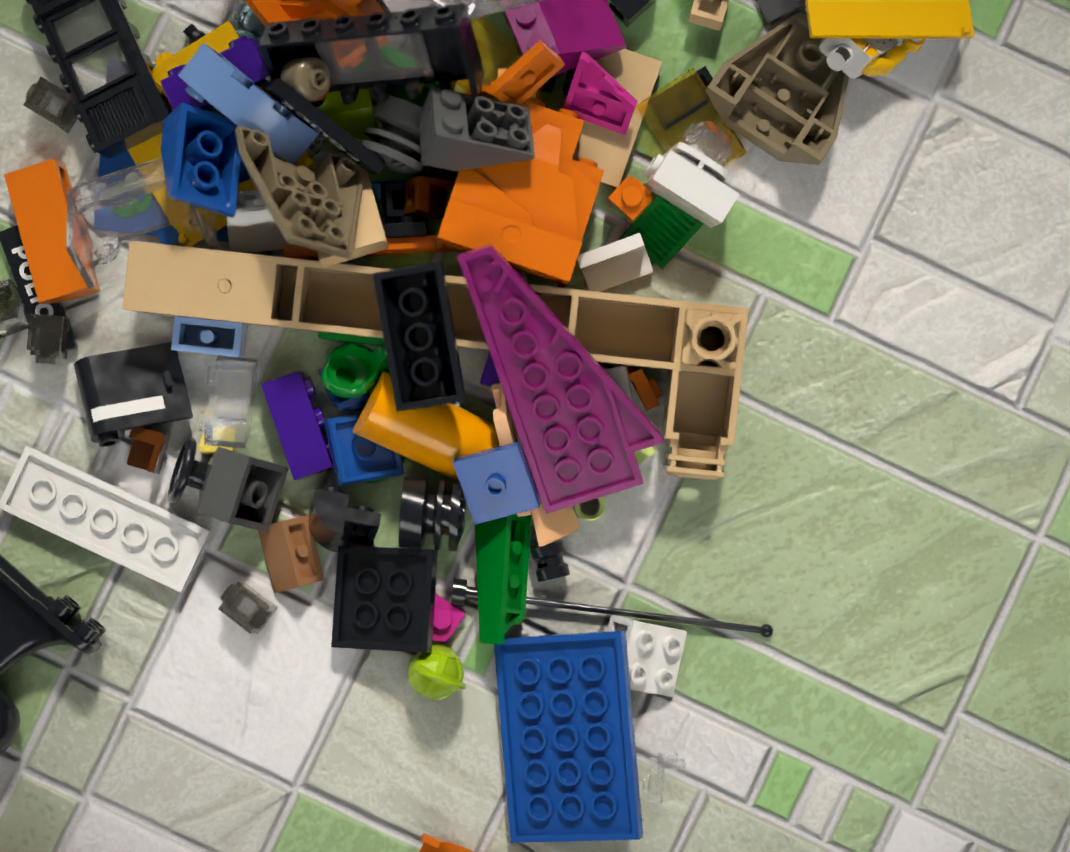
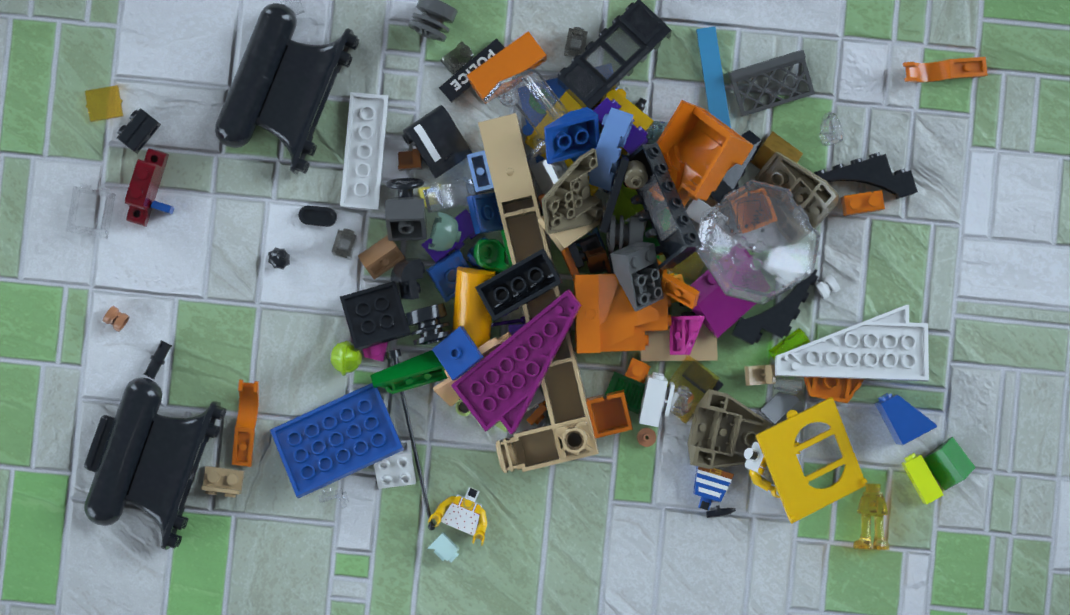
camera: 75 degrees right, 0 degrees up
(48, 337) = (449, 86): clear smoke window -> none
(184, 635) = (317, 216): none -> black tile
(231, 725) = (279, 258): none -> black piece
(280, 353) = (485, 213): none -> blue plate
(287, 432) = (444, 232): none -> sand green cylinder
(479, 357) = (522, 320): none -> dark purple hinge
(550, 561) = (426, 397): black wheel -> none
(615, 263) = (599, 374): white panel -> none
(687, 267) = (609, 414): none -> orange piece
(740, 230) = (646, 432): none -> nougat tile
(766, 571) = (463, 514): none -> torso
(810, 621) = (444, 548): none -> light aqua window
(863, 146) = (711, 485): none -> torso
(910, 149) = (719, 512): none -> black helmet

